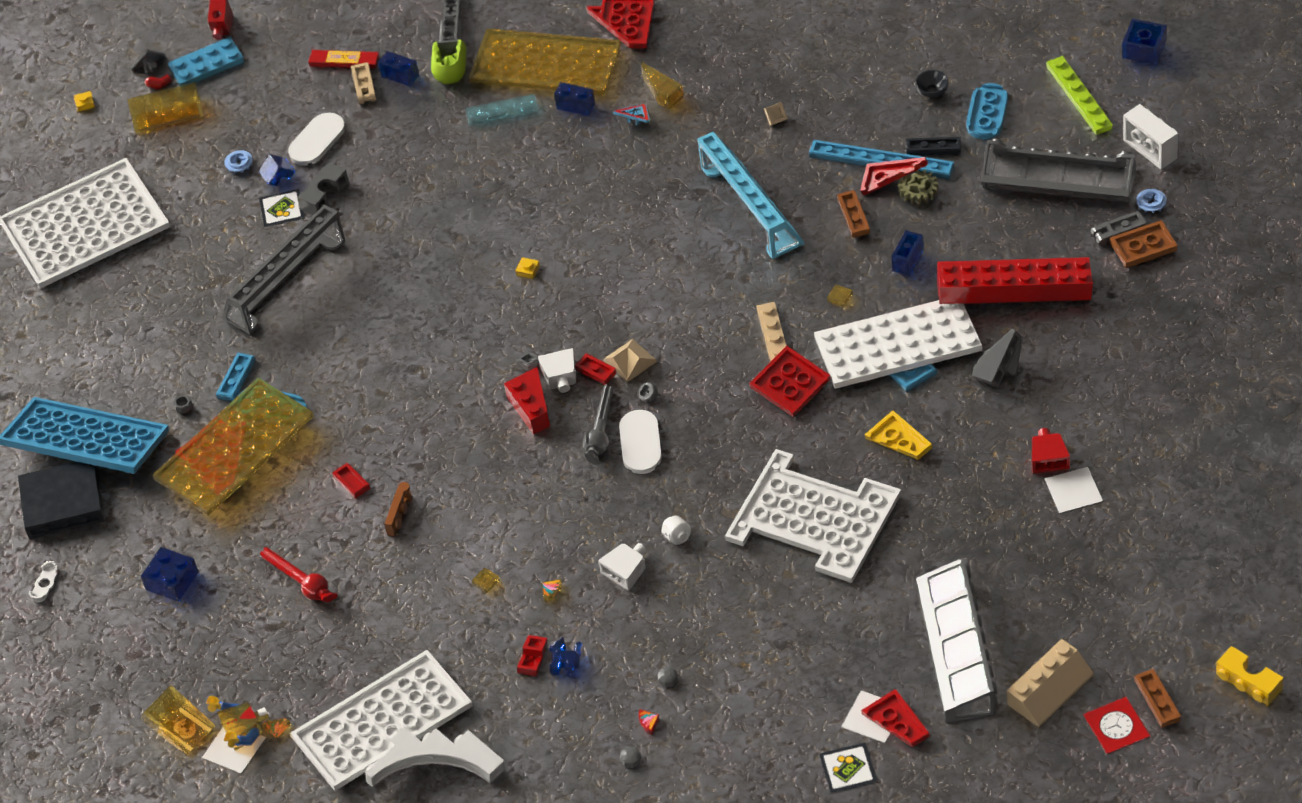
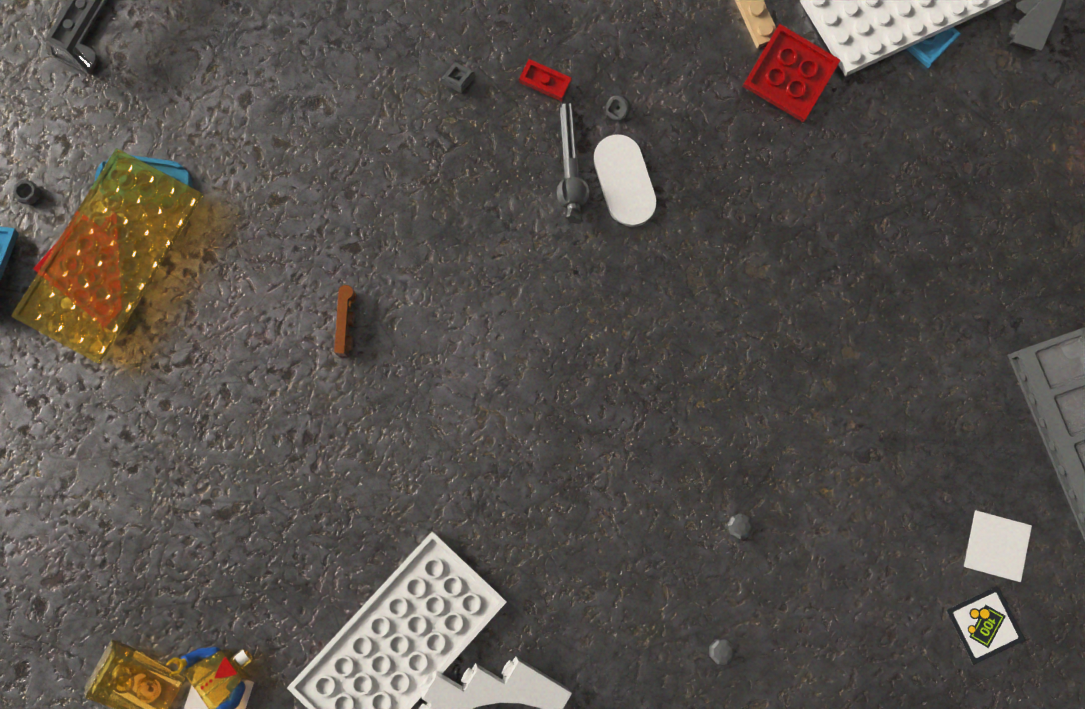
camera: 20 degrees left, 30 degrees up
(169, 574) = (70, 459): clear blue brick -> none
(235, 377) = (86, 141): dark azure tile -> none
(276, 727) = (263, 667): clear yellow tile -> none
(312, 586) = (263, 454): red piece -> none
(351, 480) = (273, 281): red tile -> none
(485, 580) = (479, 410): clear yellow tile -> none
(528, 400) = (474, 138): red wedge -> none
(532, 656) = (564, 516): red slope -> none
(550, 589) = (564, 414): tile -> none
(559, 369) = (500, 87): white torso -> none
(564, 659) = (610, 519): clear blue animal -> none
(624, 565) = (650, 369): white torso -> none
(630, 360) = (582, 60): tan slope -> none
(648, 720) = (730, 594): tile -> none
(676, 530) = (702, 310): white head -> none
(815, 516) = (866, 267): white piece -> none
(896, 717) = (1033, 550): red wing -> none
(899, 436) = (940, 137): yellow wing -> none

